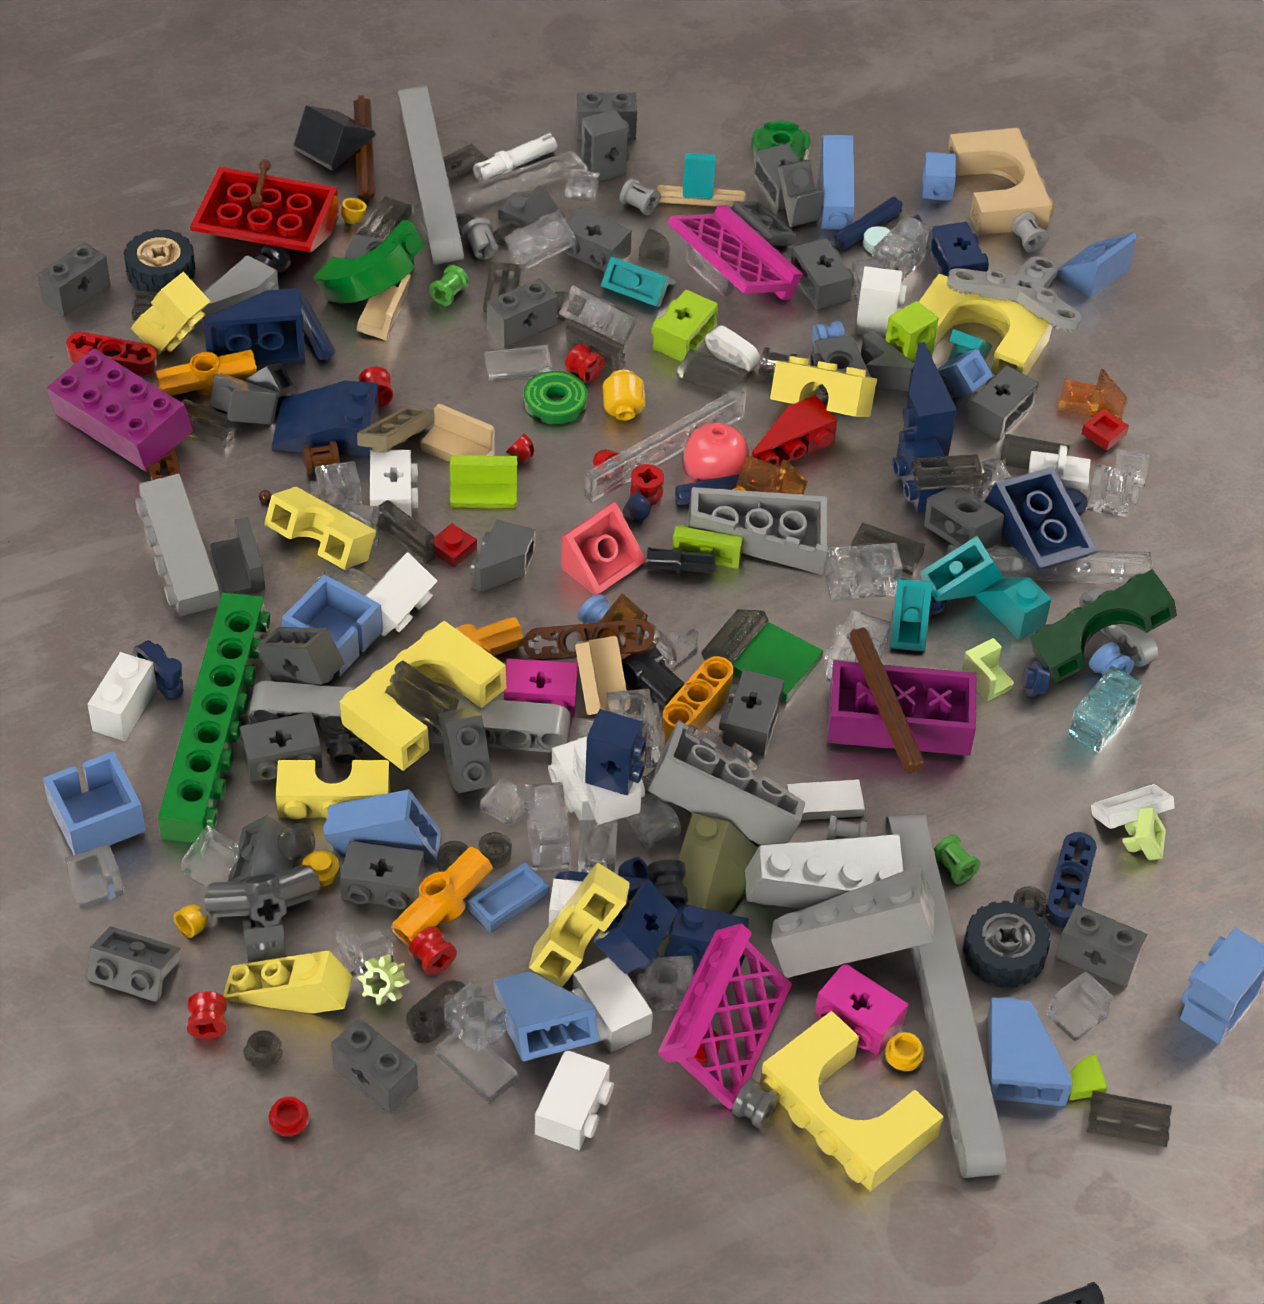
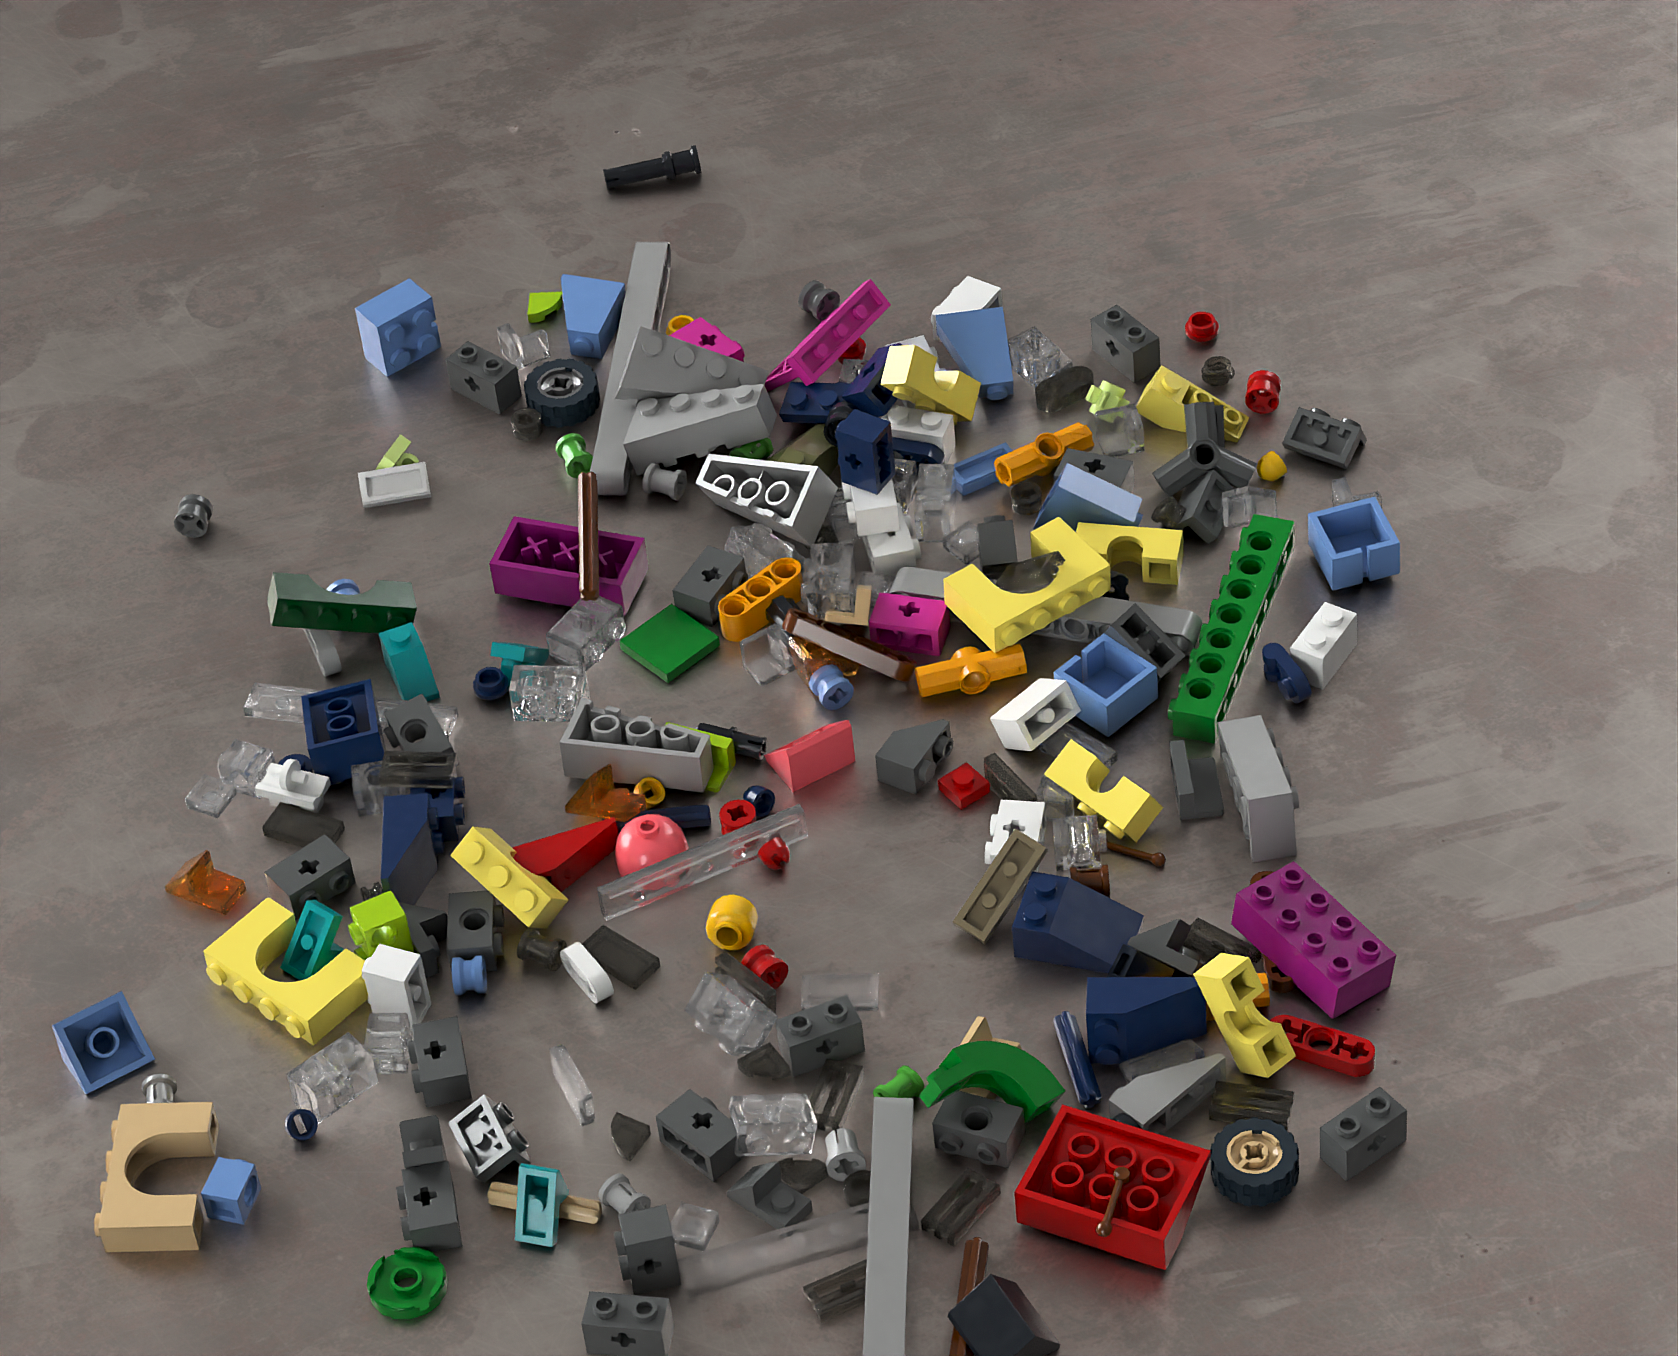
camera: 160 degrees left, 5 degrees down
(276, 740) = (1175, 586): dark grey brick -> none
(324, 865) = (1151, 498): yellow plate -> none
(353, 210) = (1005, 1208): yellow hinge -> none
(383, 378) = (1013, 960): red wheel -> none
(432, 950) = (1057, 416): red wheel -> none
(458, 435) = (929, 891): tan panel -> none
(483, 481) = (915, 846): lime panel -> none
(495, 840) = (989, 496): clear smoke bush -> none
(506, 161) = (775, 1278): white pin -> none
(522, 448) = (870, 875): red hinge -> none
(560, 384) = (809, 927): green tile -> none
(636, 281) = (659, 1079): teal panel -> none
(684, 325) = (631, 1005): lime brick -> none
(735, 634) = (681, 676): clear smoke tile -> none
(738, 252) = (510, 1087): dark pink fence -> none
(829, 798) = (670, 519): white tile -> none
(837, 181) = (369, 1175): medium blue slope -> none
(865, 1148) = (741, 267): light yellow arch -> none
(873, 236) = (348, 1117): light aqua tile -> none
(874, 218) = (349, 1141): dark blue axle -> none
(909, 550) = (509, 744): clear smoke tile -> none
(956, 247) = (263, 1070): dark blue brick -> none
(962, 572) = (450, 675): teal slope -> none
(966, 372) = (340, 884): medium blue brick -> none
(990, 678) = (469, 612): yellowish green panel -> none
(1026, 287) = (240, 993): light grey piece -> none
(1036, 679) = (426, 593): dark blue plate -> none
(1067, 866) = (465, 456): dark blue beam -> none
(1105, 429) = (214, 838): red plate -> none
(1105, 708) = (376, 555): clear light blue brick -> none
(1129, 1112) = (521, 278): clear smoke tile -> none

